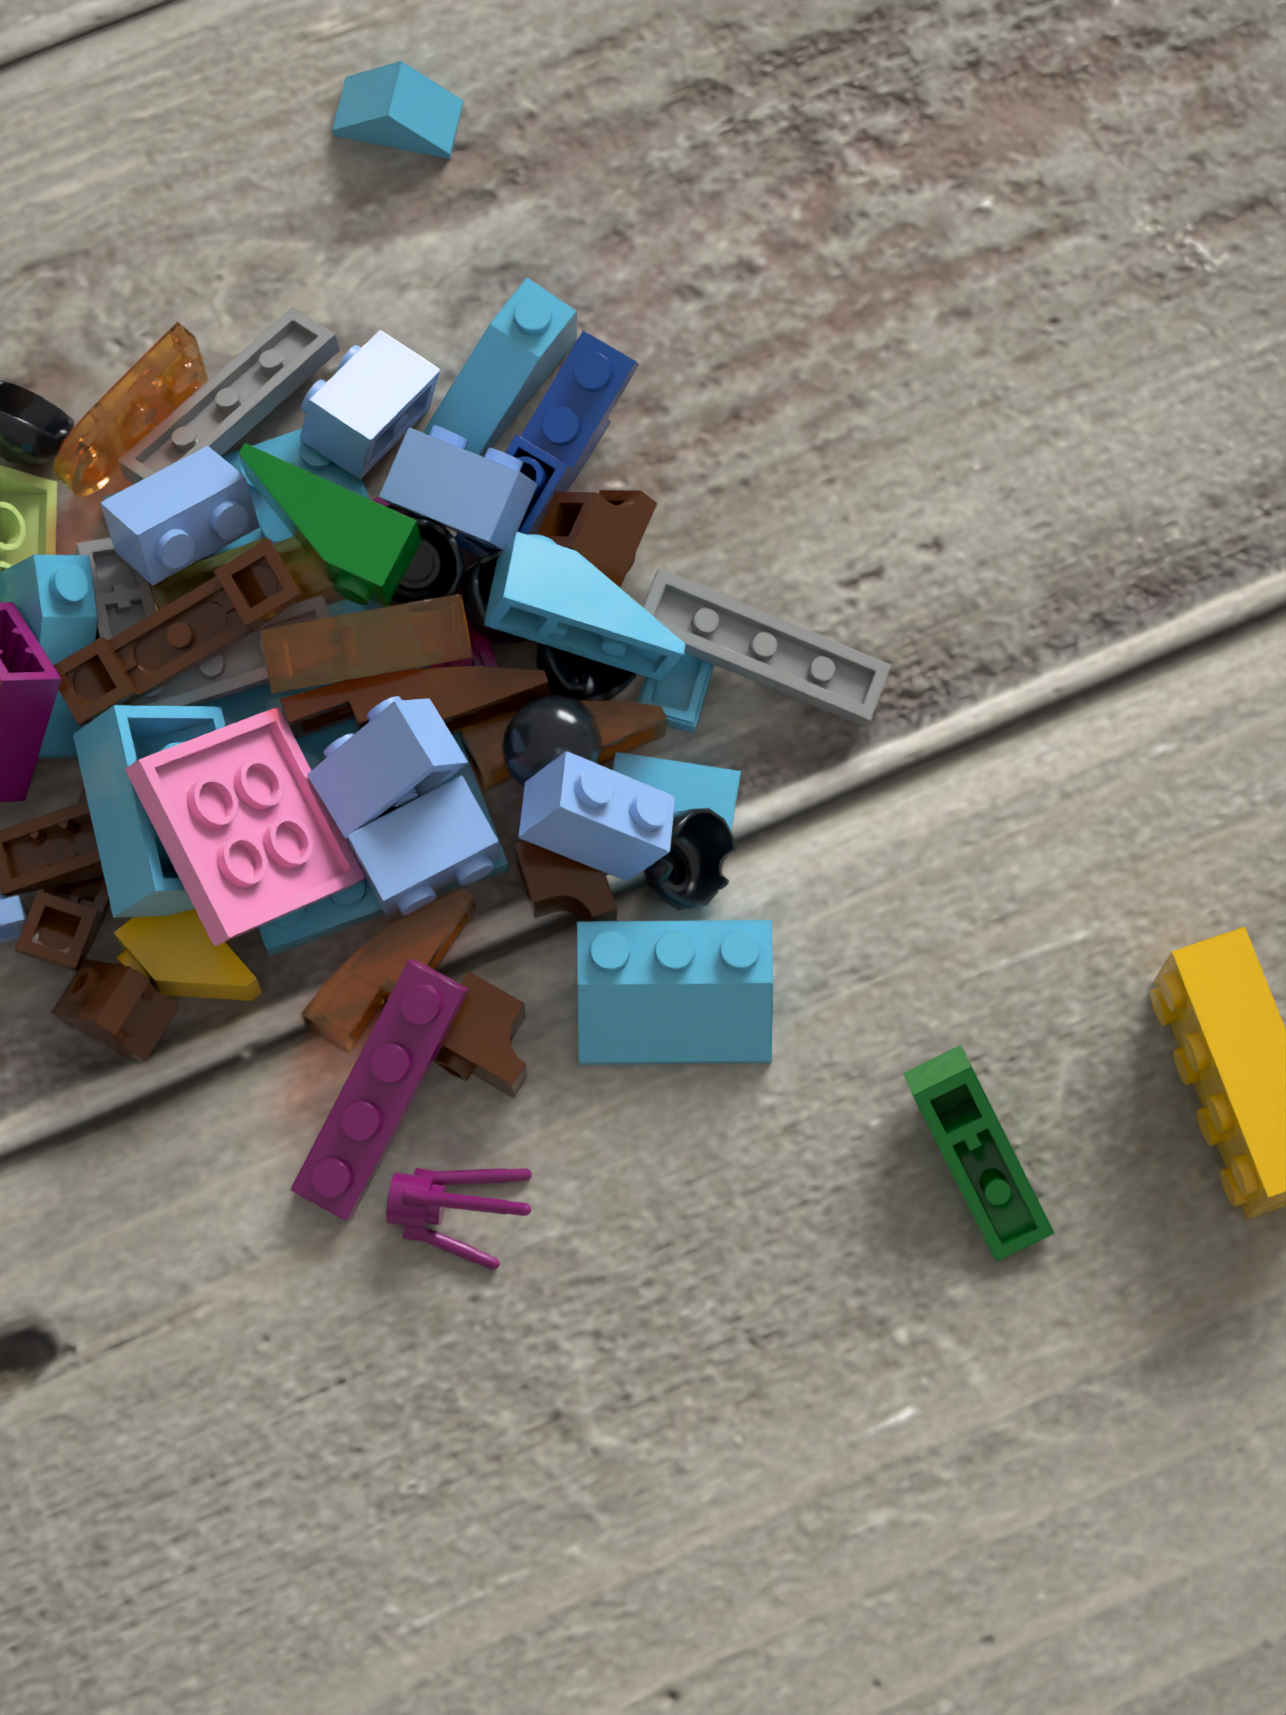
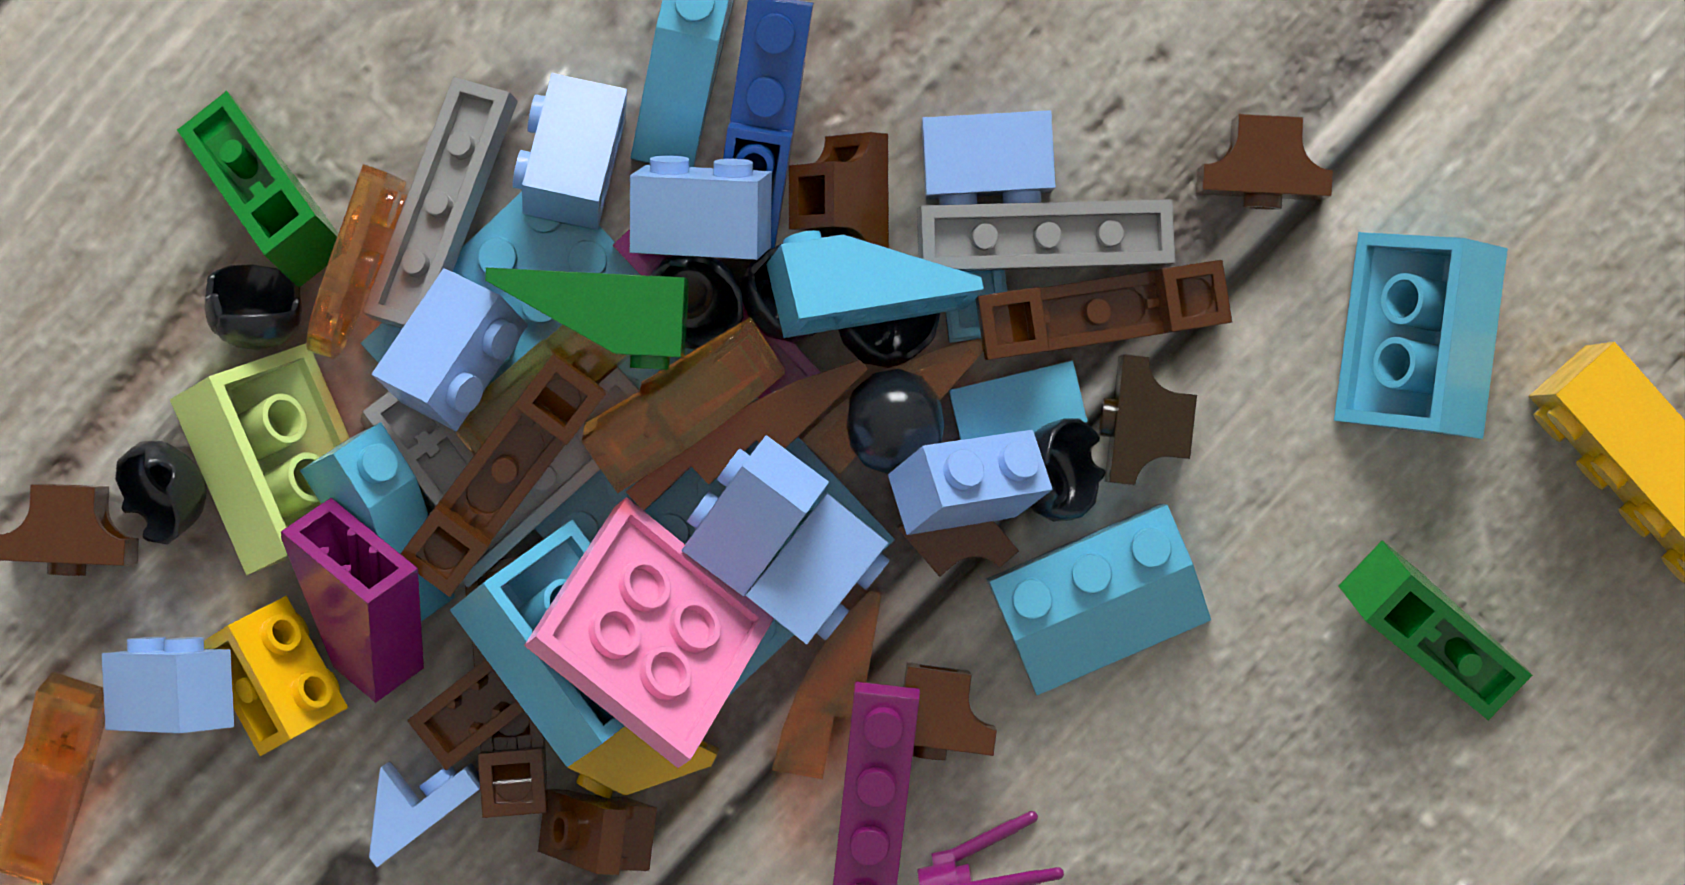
camera: 20 degrees left, 15 degrees up
(76, 327) = (261, 189): none -> green slope
(741, 557) = (988, 157): none -> light blue brick
(783, 851) = (1143, 421): none -> dark brown brick
(785, 739) = (1103, 310): none -> reddish brown slope
(988, 669) = (1265, 165): none -> reddish brown brick
(1074, 876) = (1421, 333): none -> medium azure slope

